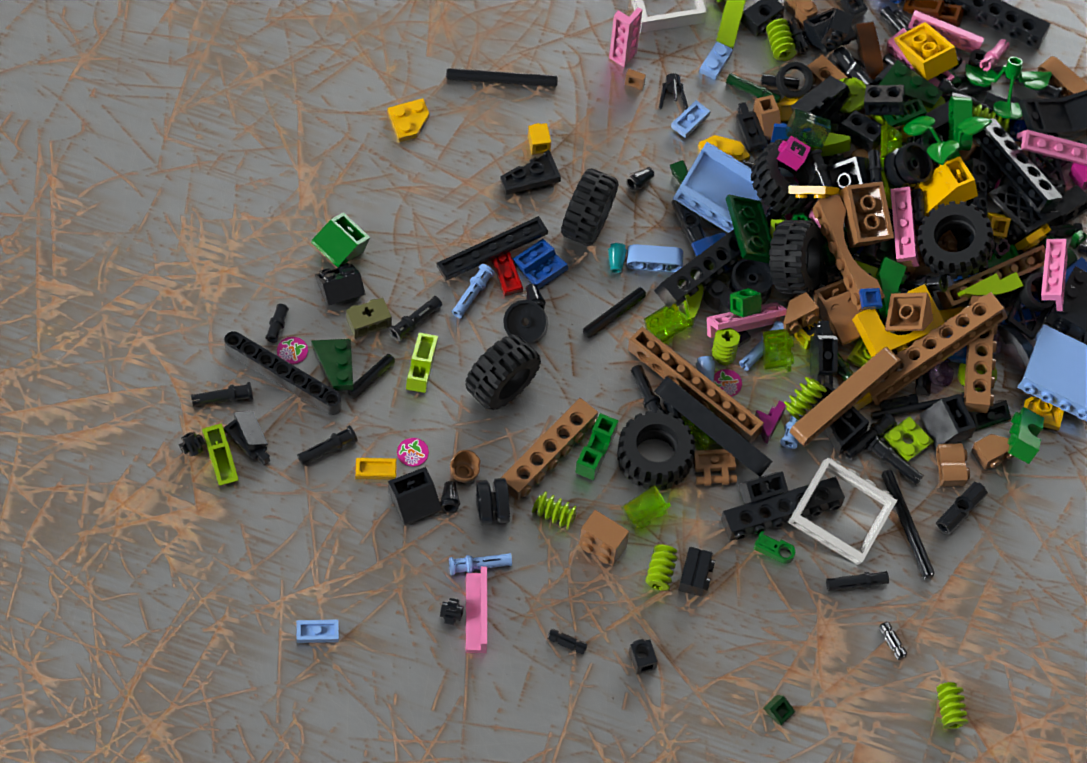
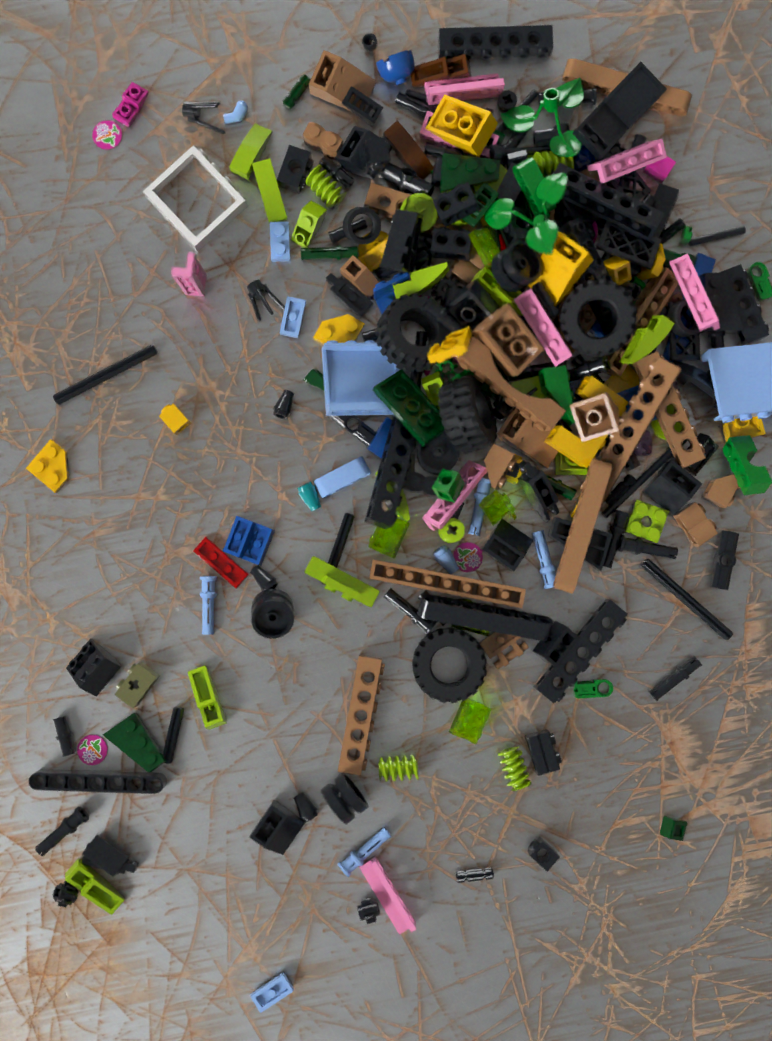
camera: 30 degrees left, 25 degrees up
(335, 441) = (181, 815): black pin -> none
(341, 240) = (67, 629): green slope -> none
(376, 468) = (229, 817): yellow tile -> none
(410, 325) = (173, 668): black pin -> none
(412, 452) = (249, 781): sticker -> none
(465, 466) = (301, 775): medium nougat hair -> none
(492, 248) = (200, 554): black tile -> none
(502, 372) = (283, 681): black tyre -> none
(535, 174) = (191, 457): black wing -> none
(589, 207) = (261, 473): black tyre -> none
(597, 447) = (398, 691): green arch -> none
(602, 335) = (338, 580): none -> lime bracket
(603, 538) = (454, 774): medium nougat brick -> none
(635, 79) = (222, 306): medium nougat tile -> none
(749, 58) = (308, 224): none -> lime slope
(766, 386) = (507, 545): none -> black slope
(770, 420) = (527, 580): magenta slope -> none
(793, 152) = (410, 316): dark pink brick -> none
(801, 120) = (409, 281): clear green brick -> none
(804, 398) = (548, 547): lime piece -> none
(829, 540) = (667, 636): white window -> none
(870, 298) = (556, 422): blue tile -> none
(875, 166) = (490, 288): black axle -> none
(893, 640) = (731, 713): axle -> none
(992, 57) = (521, 94): bright pink pin -> none

